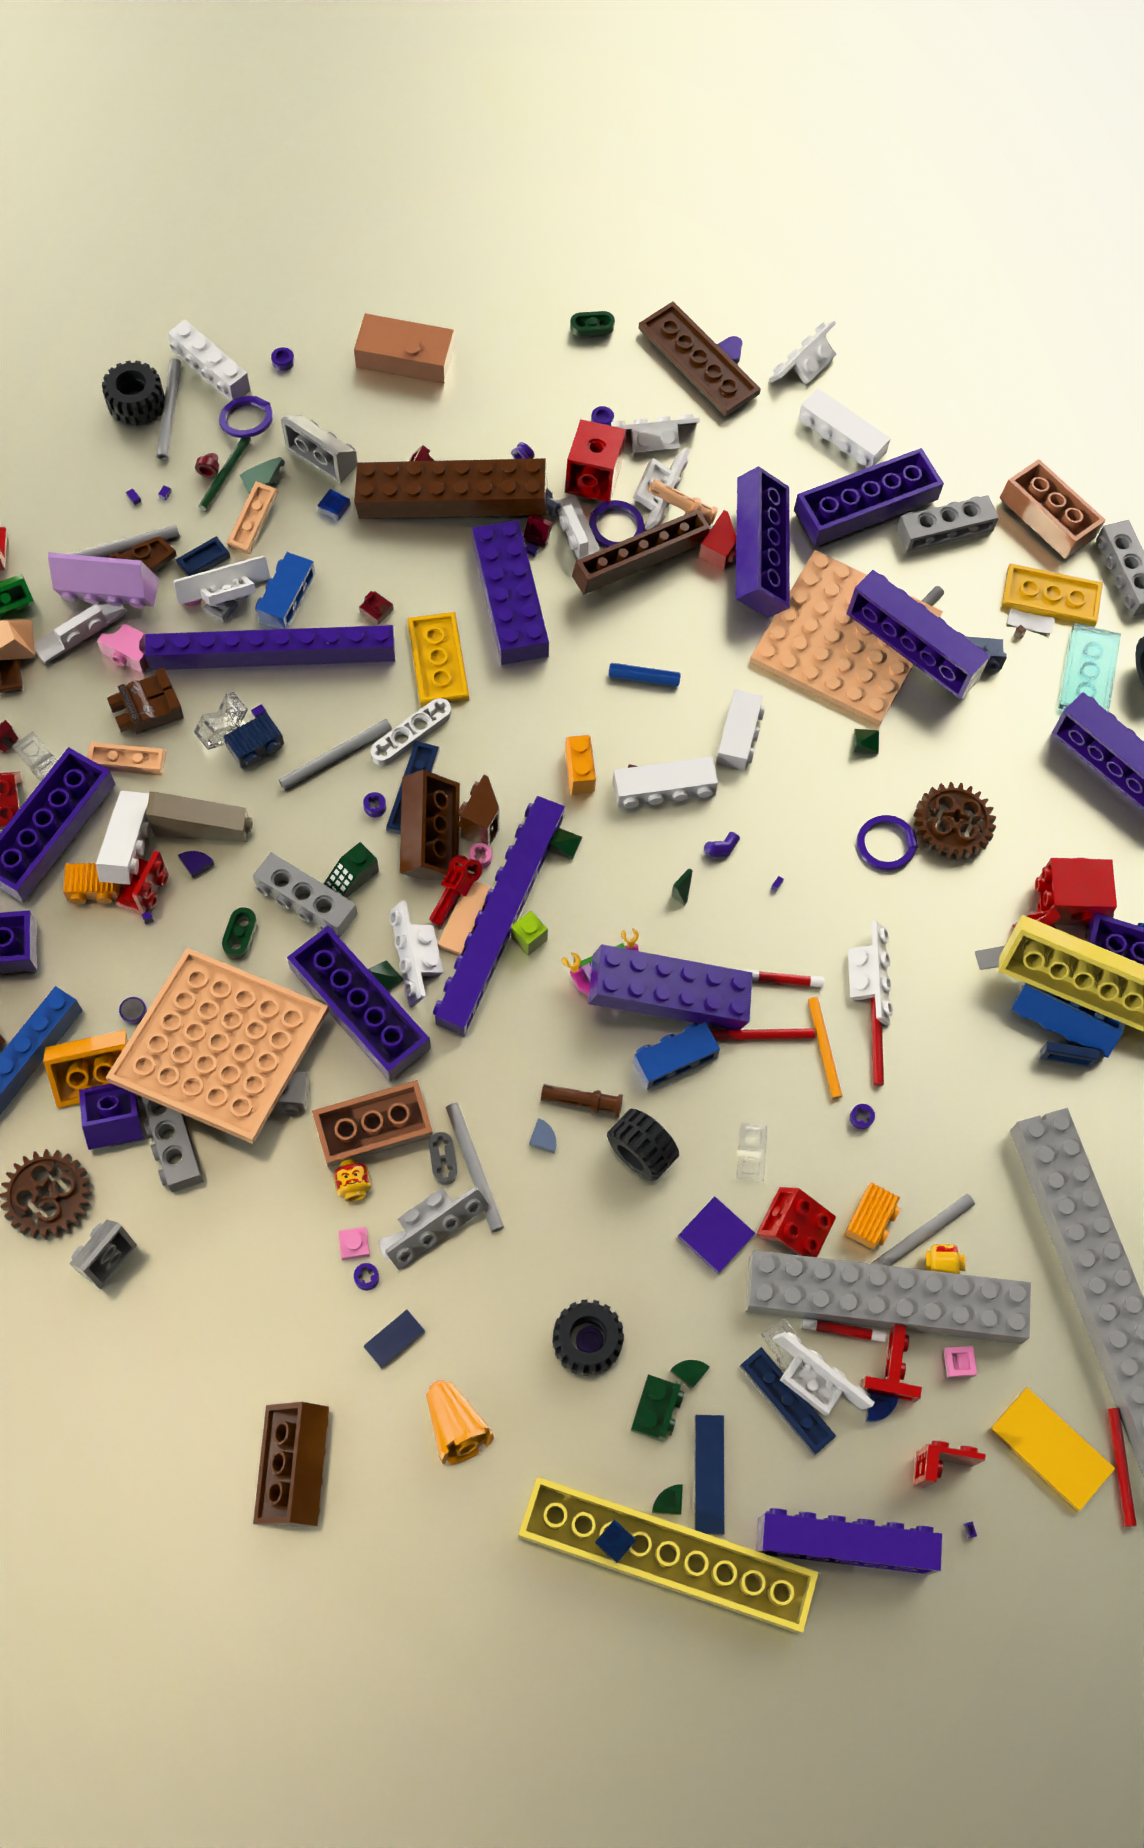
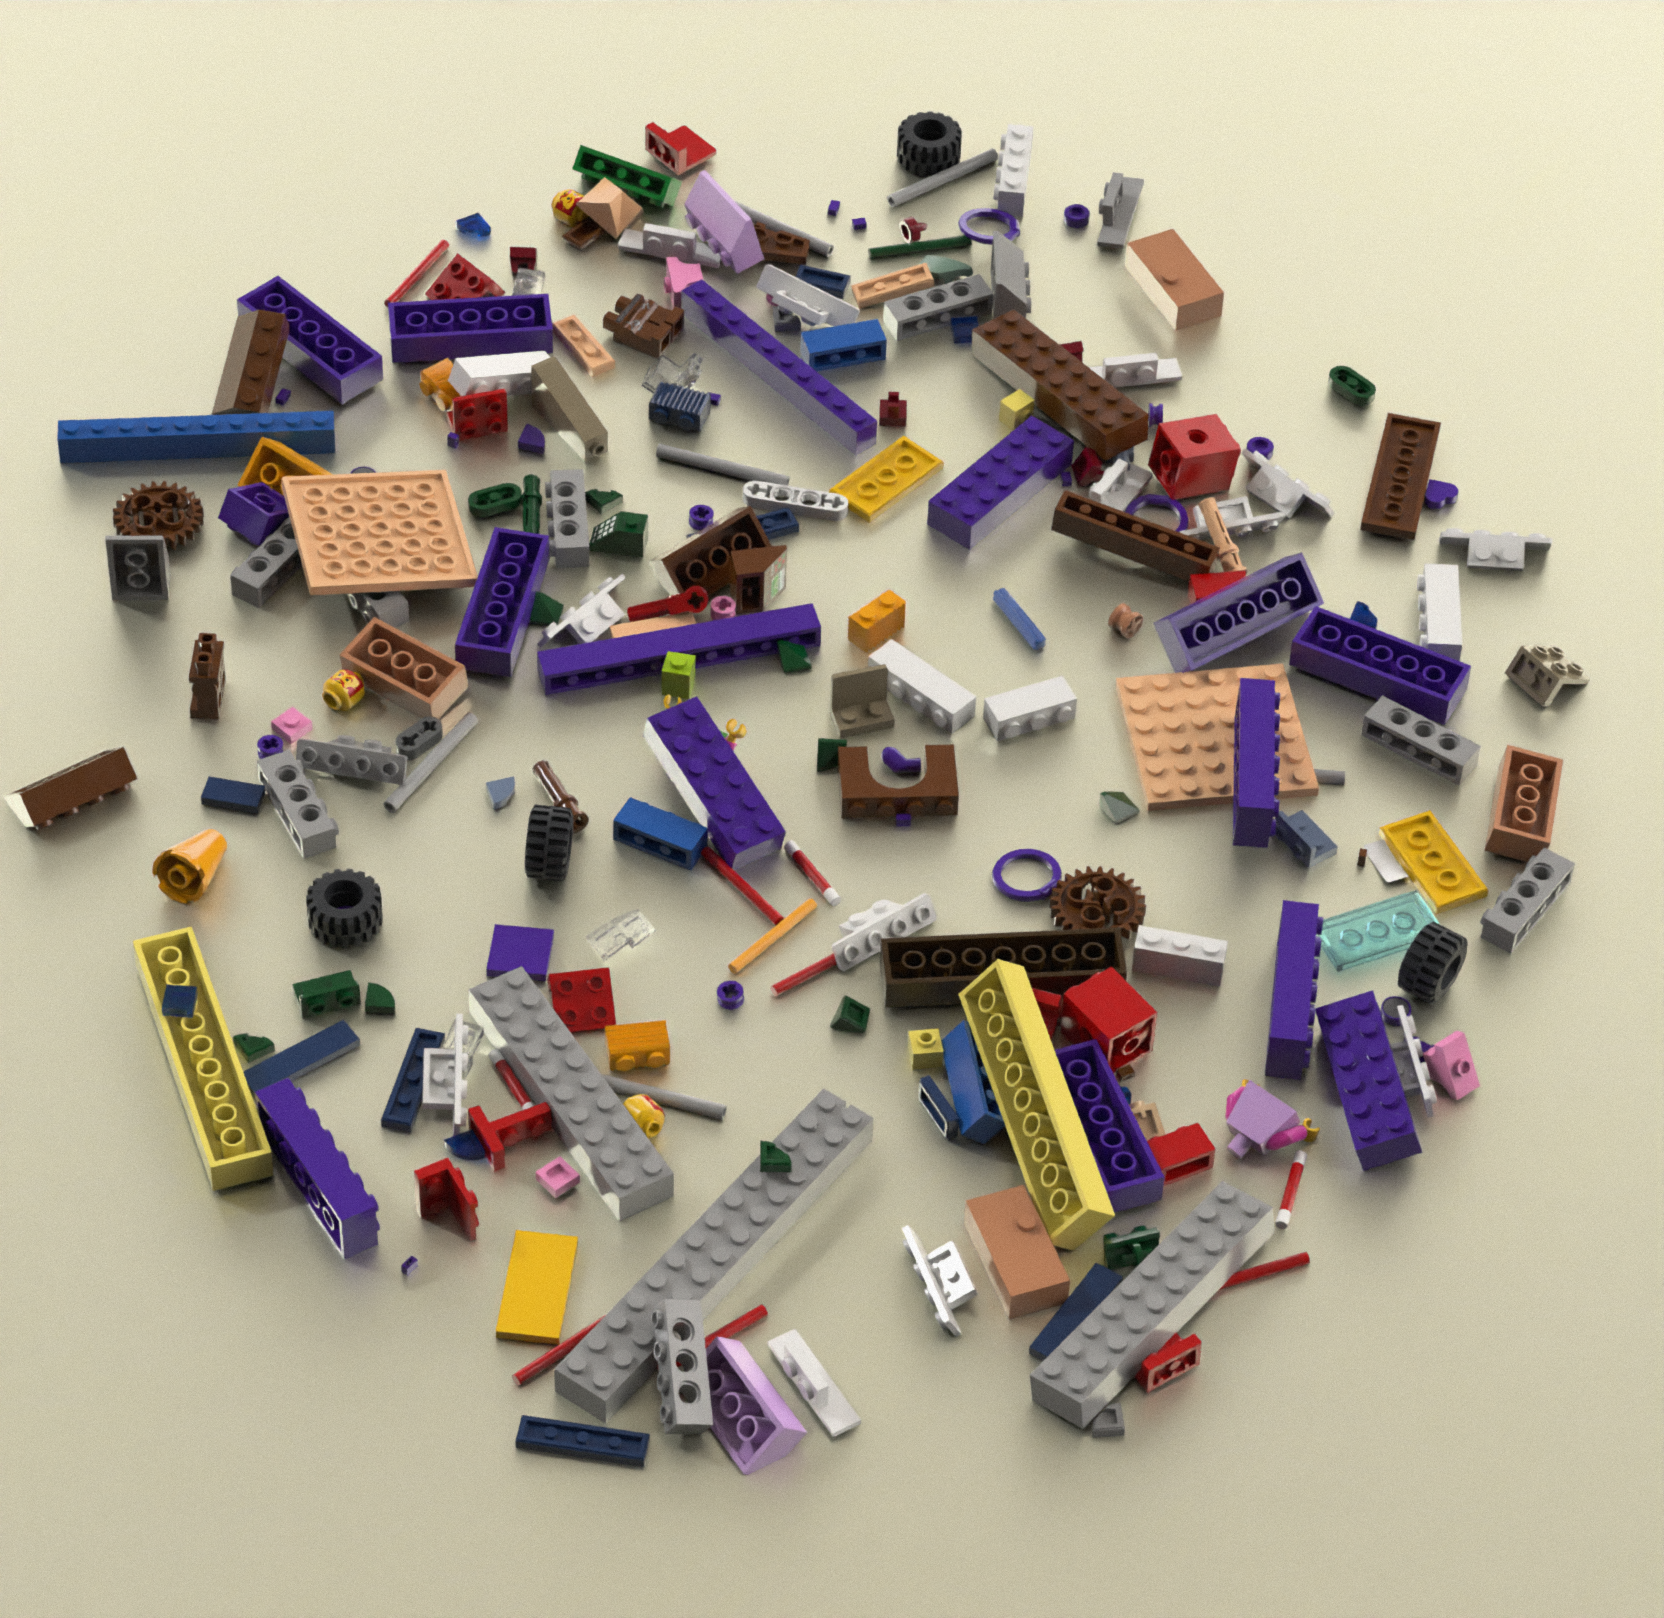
camera: 55 degrees right, 20 degrees down
(264, 909) = (531, 502): none -> dark green pin
(268, 1278) = (207, 676): none -> reddish brown hips
(300, 856) = (603, 500): none -> dark green tile
(304, 331) = (1118, 209): none -> light grey bracket
(314, 477) = (936, 306): none -> light grey brick
(447, 531) = (1016, 409): none -> light yellow plate
(471, 433) = (1138, 370): none -> white bracket
(486, 1314) = (297, 804): none -> light grey brick
(655, 835) = (860, 701): none -> dark tan bracket
(703, 612) = (1125, 621): none -> nougat wheel
(739, 894) = (865, 797): none -> reddish brown arch
(806, 474) = (1363, 615): none -> clear blue tile
(939, 1050) = (850, 1016): none -> dark green slope
(941, 411) = (1543, 672): none -> dark tan bracket
(974, 923) = (940, 967): none -> dark brown brick
(1002, 1028) = (925, 1048): none -> light yellow plate
(1038, 803) = (1179, 955): none -> white brick
(1070, 1205) = (773, 1159): none -> dark green tile

